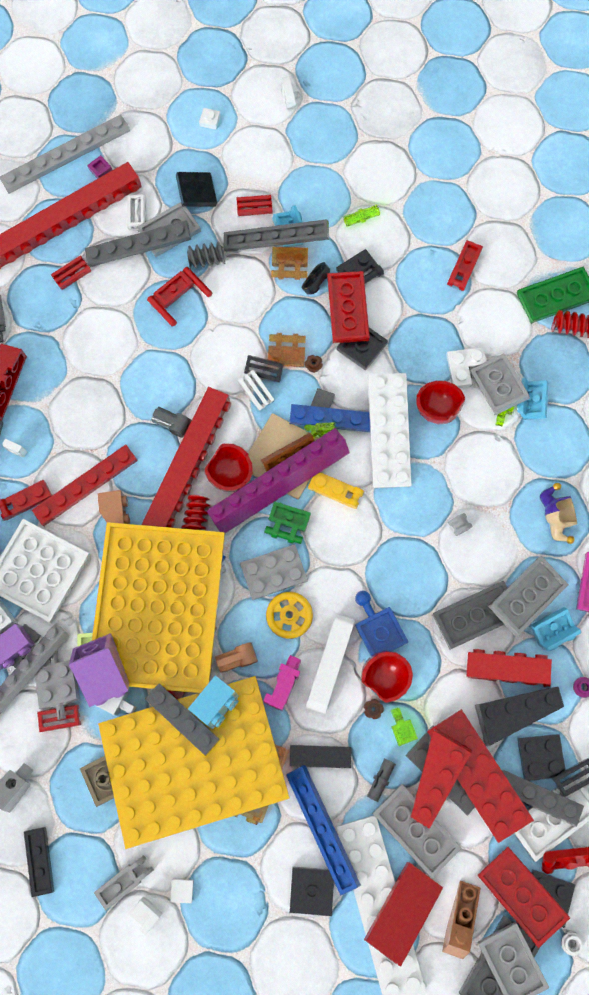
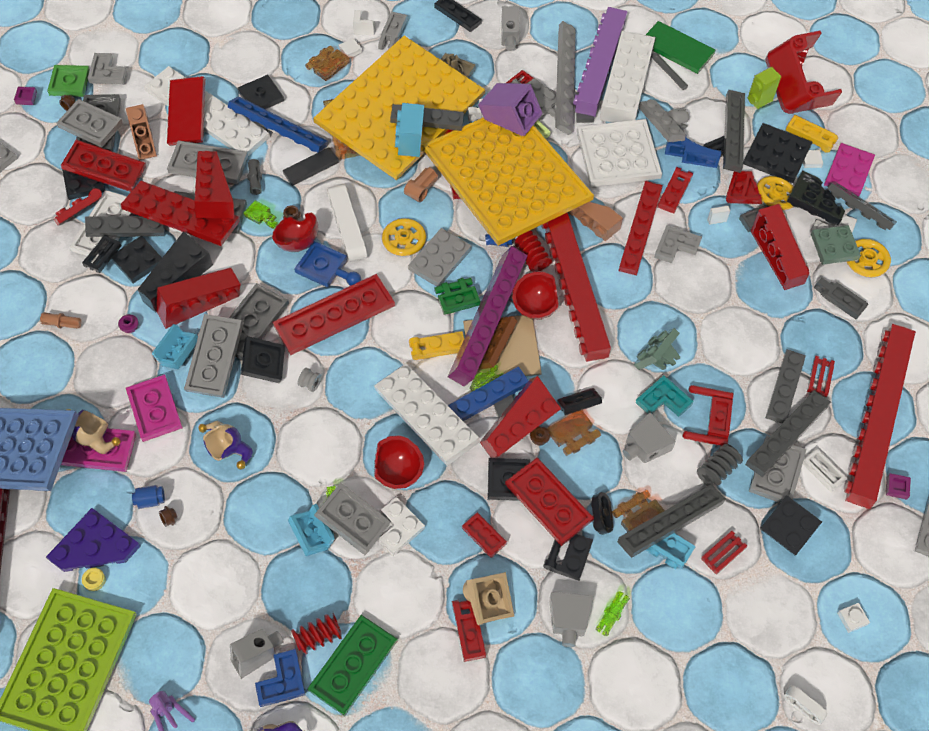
camera: 140 degrees right, 15 degrees down
(72, 452) = (676, 239): none -> light grey plate
(103, 282) = (785, 386): none -> dark grey plate
(174, 361) = (659, 351): none -> sand green plate
(175, 423) = (613, 310): dark grey piece -> none
(199, 334) = (664, 393): none -> teal plate
(218, 878) = (330, 65): none -> clear orange plate
(240, 306) = (648, 440): none -> light grey torso
(247, 377) = (571, 375): white tile -> none
(285, 683) = (370, 182): dark pink hips -> none
(323, 377) = (524, 414): none -> red wedge
(391, 229) = (570, 615): none -> light grey torso
(401, 574) = (333, 314): none -> red plate
(409, 318) = (484, 535): none -> red plate
(439, 271) = (489, 597): none -> tan slope
(489, 565) = (263, 359): none -> black plate
(577, 948) = (51, 163): white plate -> none

